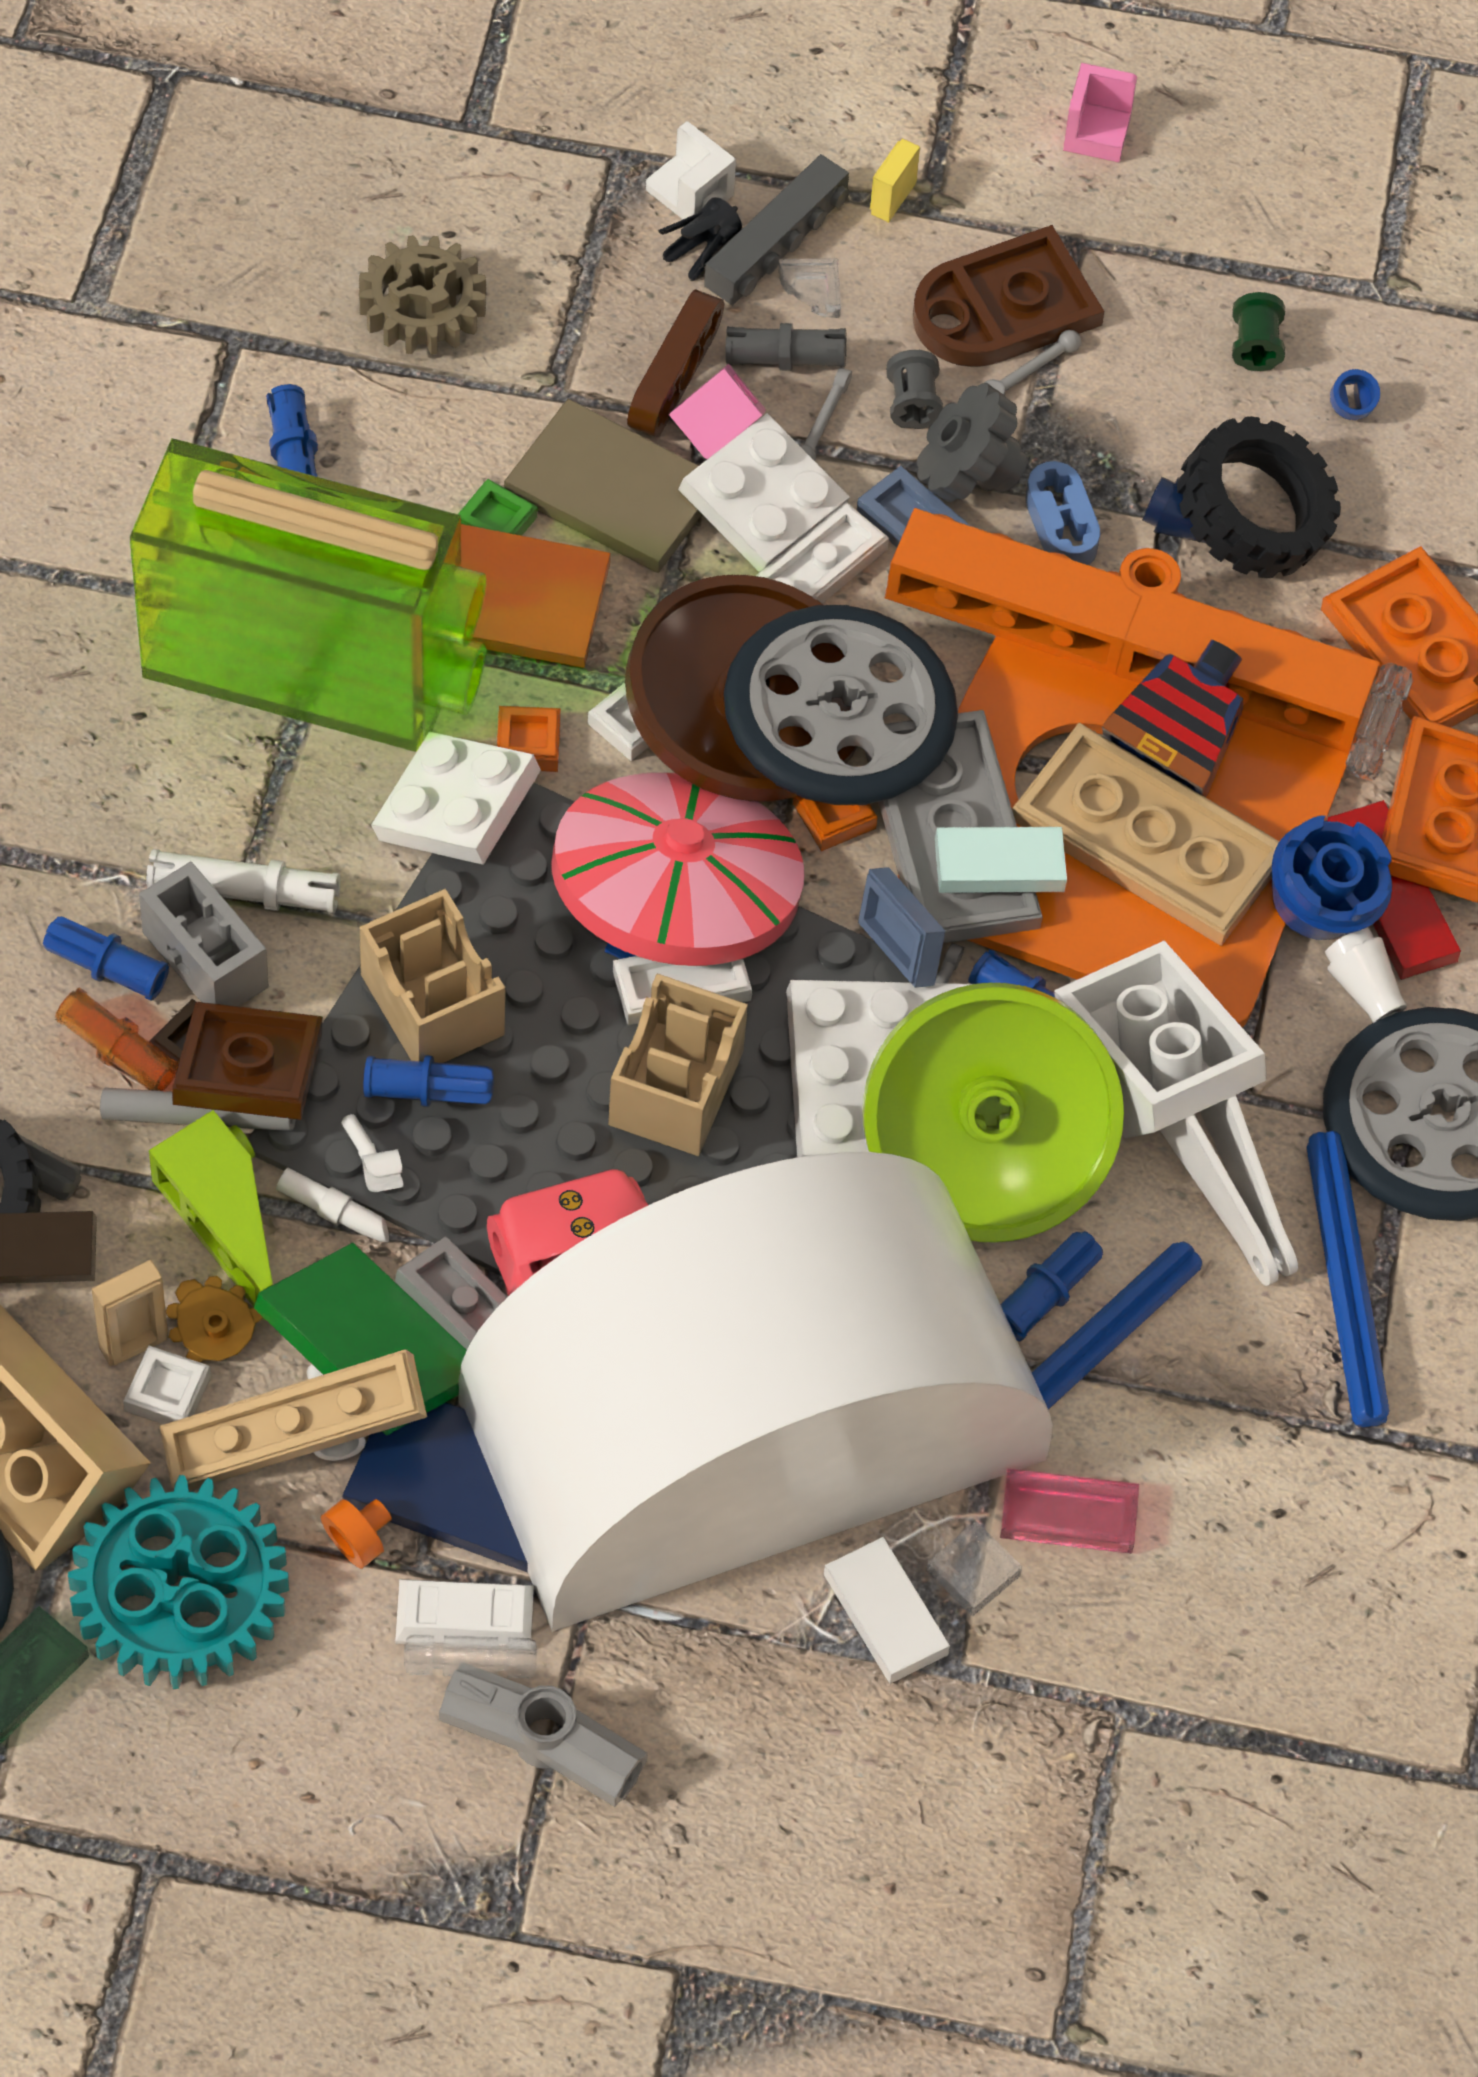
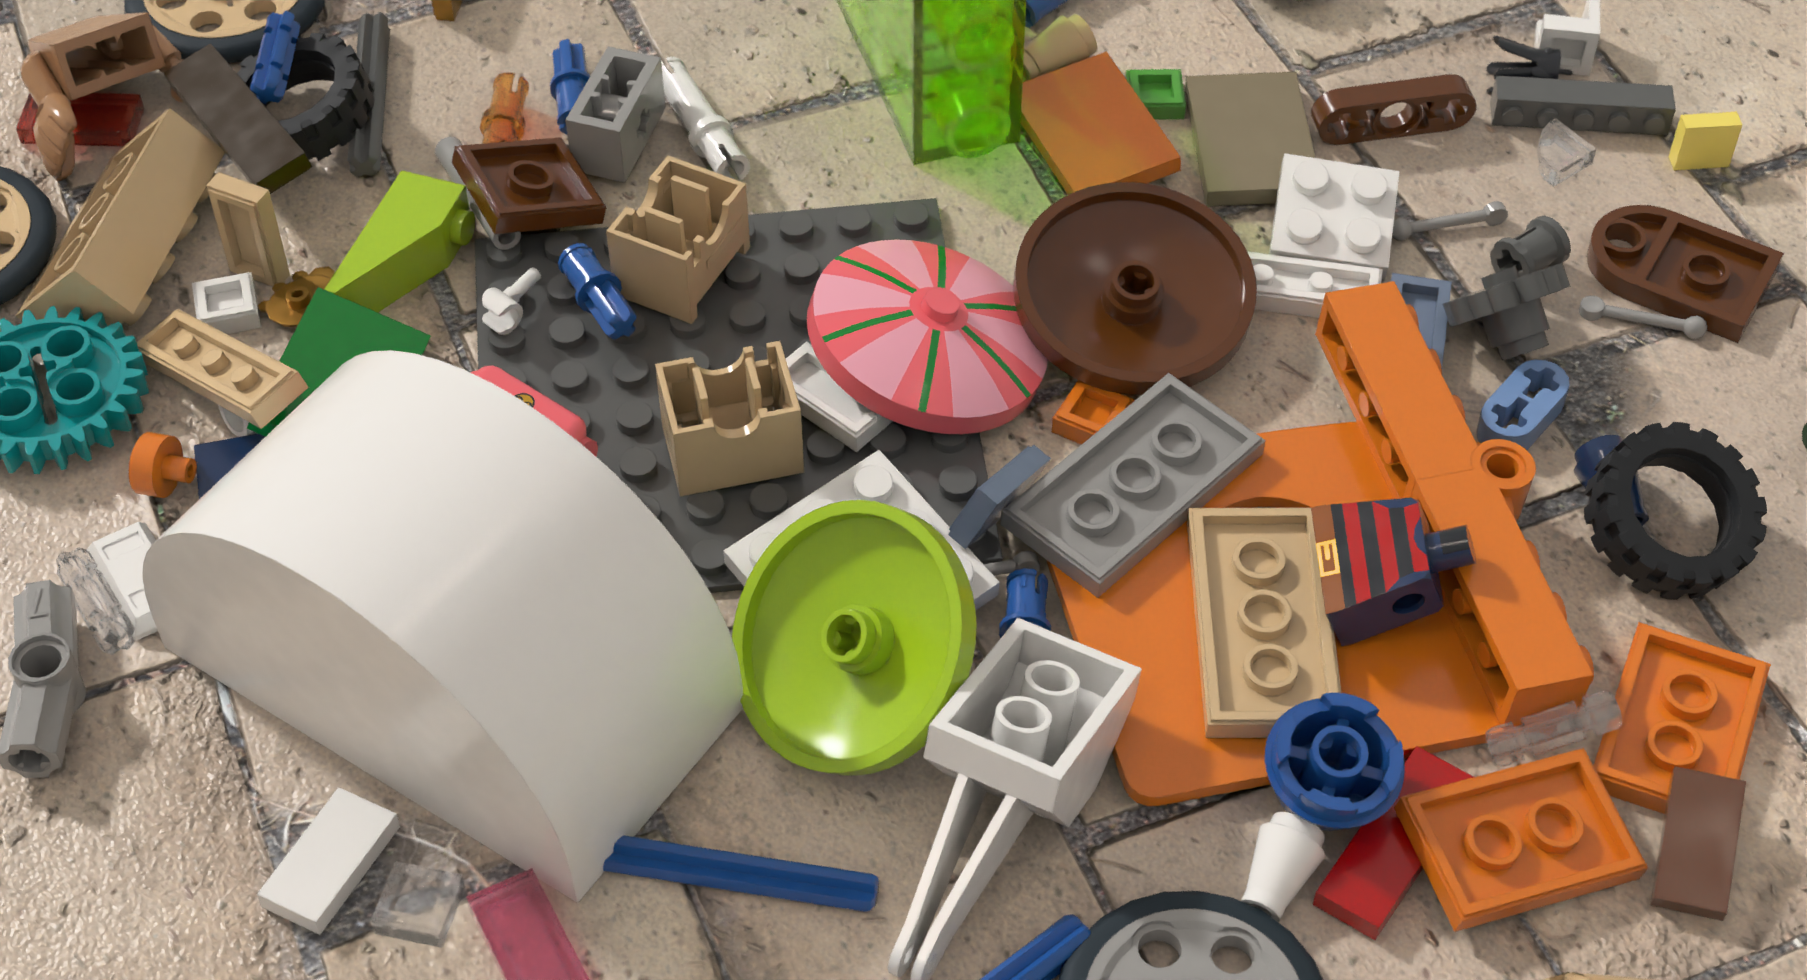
camera: 60 degrees right, 10 degrees down
(333, 1205) = (461, 312): white piece -> none
(456, 797) = (877, 186): white plate -> none
(531, 731) = (979, 208): orange tile -> none
(717, 412) = (1379, 142): bright pink panel -> none
(786, 346) = (1482, 162): dark grey pin -> none
(816, 769) = (1151, 401): wedge -> none
(1000, 859) = (1120, 518): light aqua tile -> none
(1050, 1282) = (747, 799): blue axle -> none

